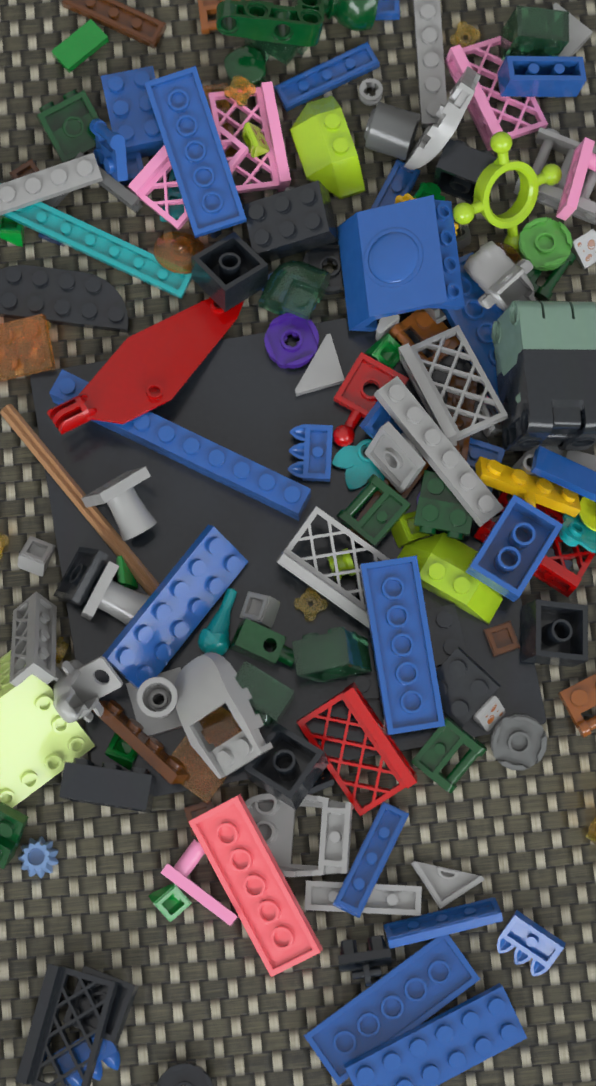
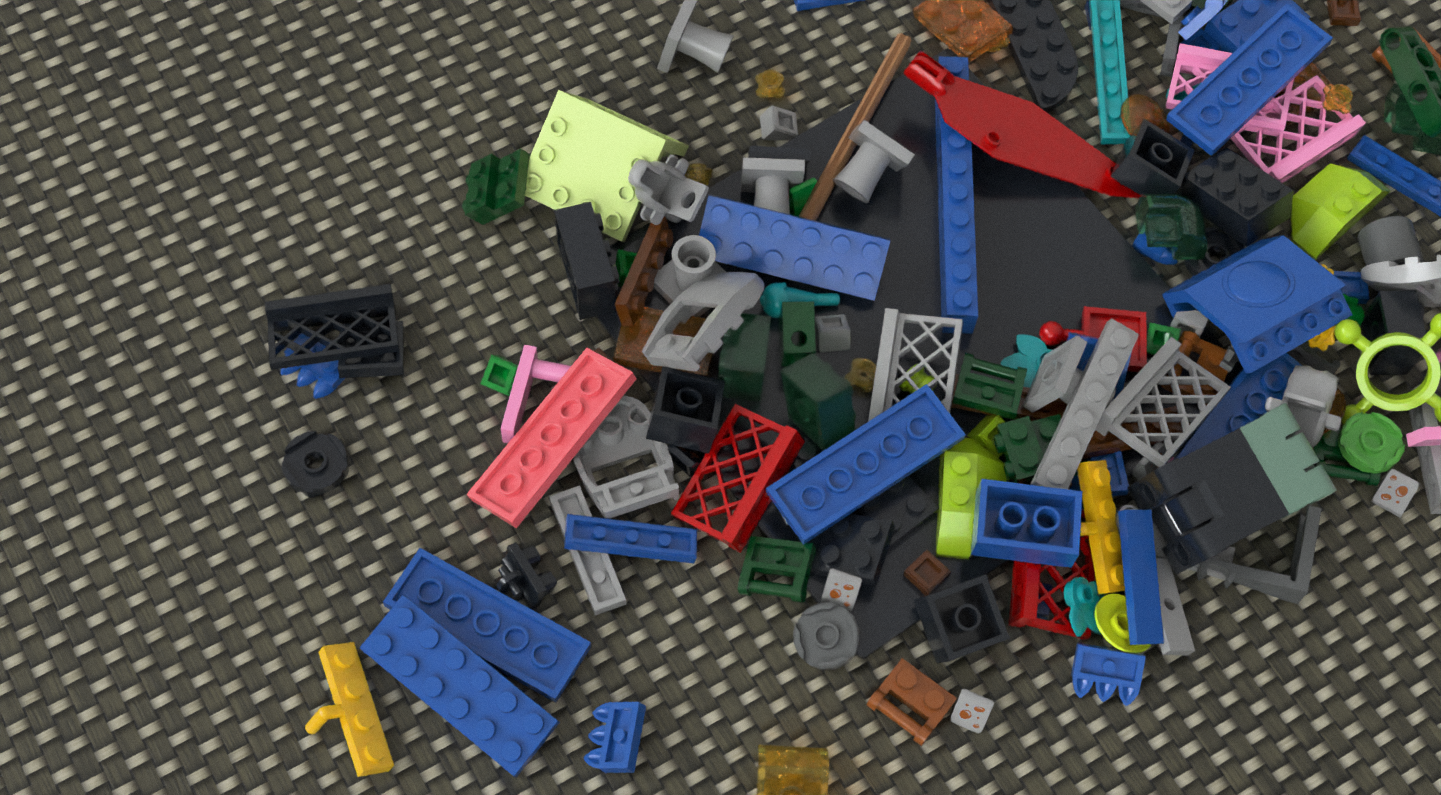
camera: 60 degrees right, 15 degrees down
(33, 640) = (696, 140): light grey fence -> none
(38, 857) = (490, 243): medium blue piece -> none
(247, 63) = (1368, 99): dark green hair -> none
(254, 140) = (1298, 131): lime slope -> none
(285, 355) = (1114, 263): dark purple plate -> none
(314, 452) = (1018, 314): blue plate -> none
(322, 371) = (1106, 289): light grey tile -> none
(367, 99) = (1425, 216): light grey bush -> none
(442, 922) = (598, 637): blue tile -> none
(445, 883) = (640, 627): light grey tile -> none

